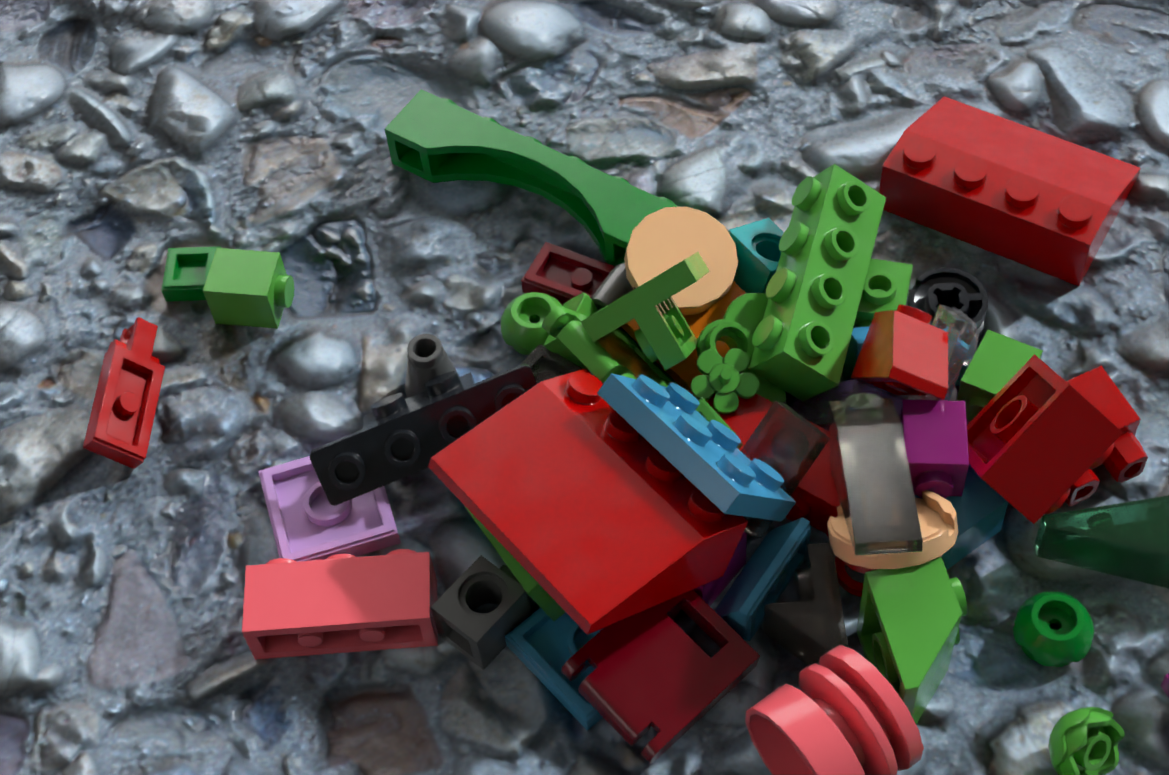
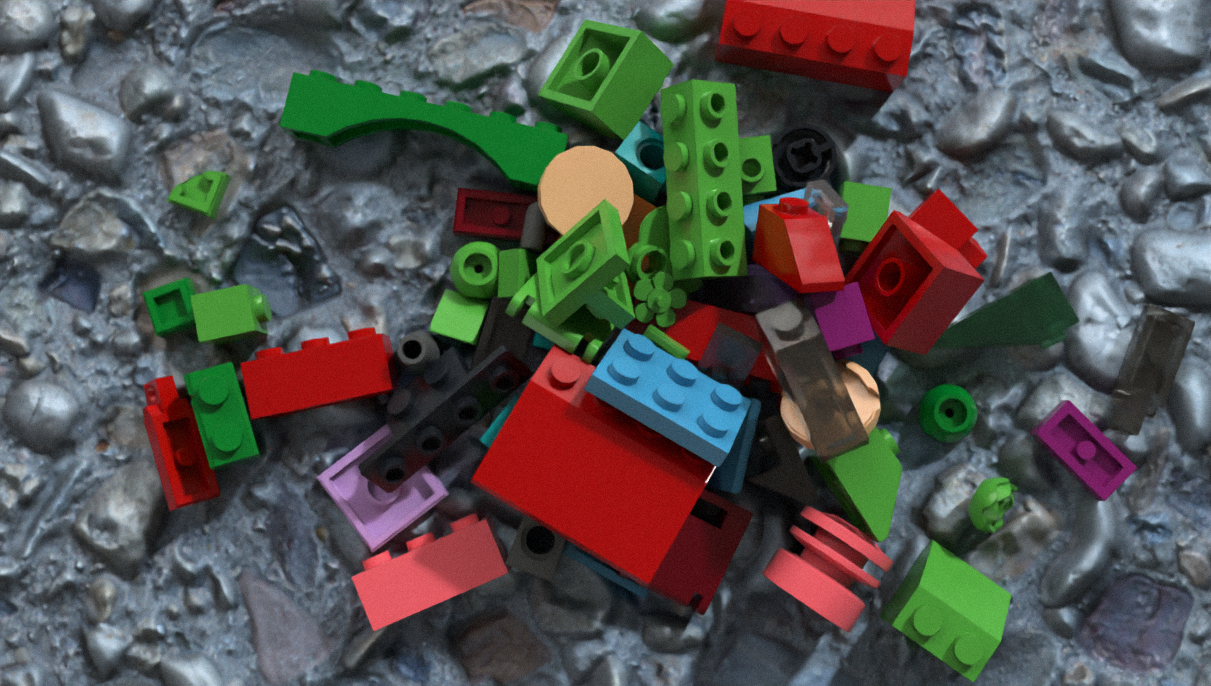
camera: 25 degrees left, 30 degrees up
(188, 374) = (221, 416): none -> green brick
(276, 184) = (201, 193): none -> bright green tile
(310, 369) = (319, 374): none -> red brick
(486, 357) = (459, 317): none -> bright green slope
(749, 178) = (607, 78): none -> bright green slope

